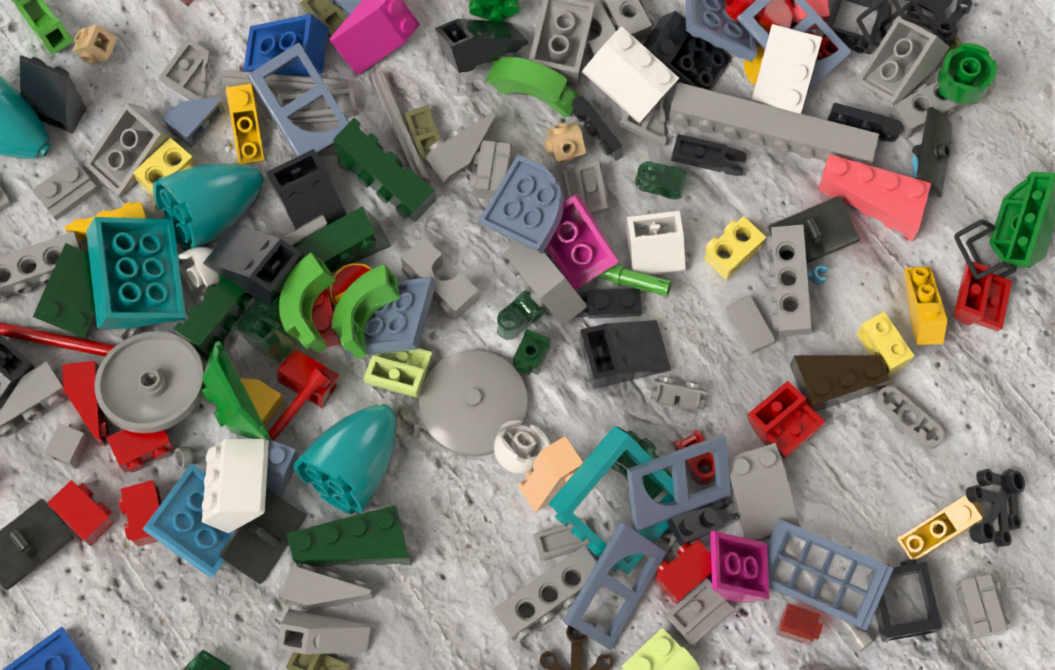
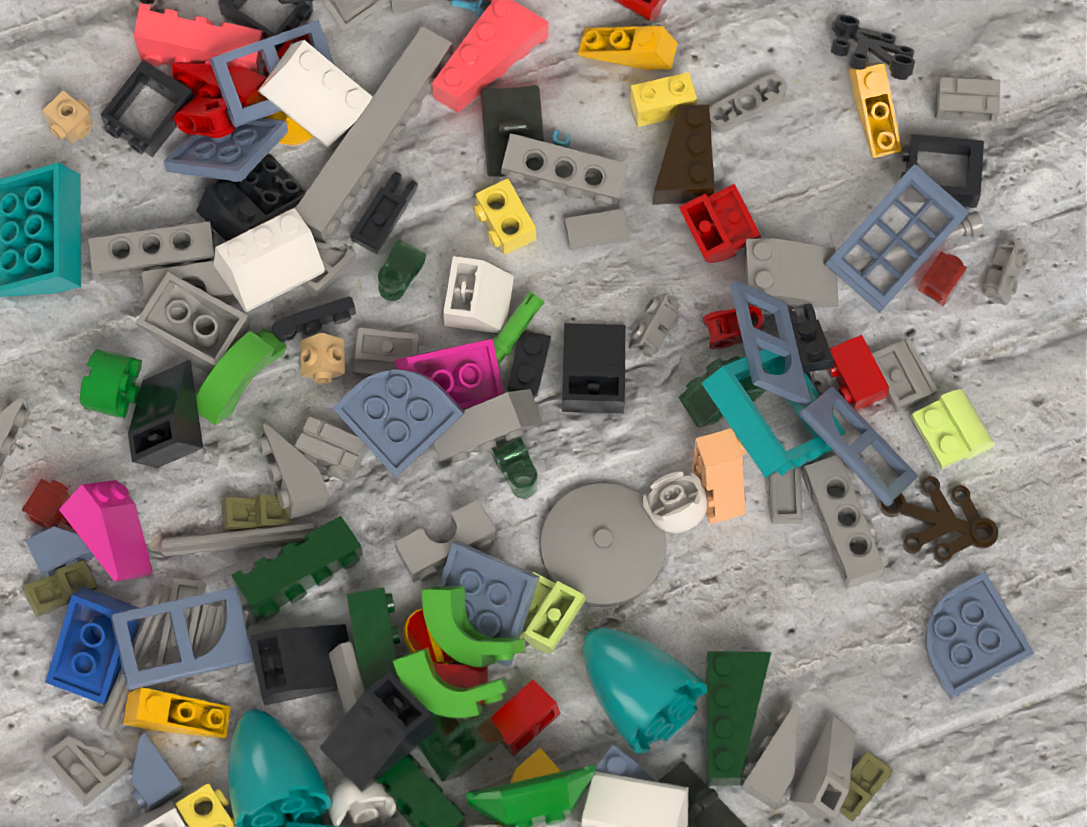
camera: 75 degrees left, 0 degrees up
(316, 381) = (539, 703): red piece -> none
(531, 363) = (565, 477): dark green brick -> none
(739, 568) = (874, 313): dark pink slope -> none
(861, 119) = (397, 38): black hinge -> none

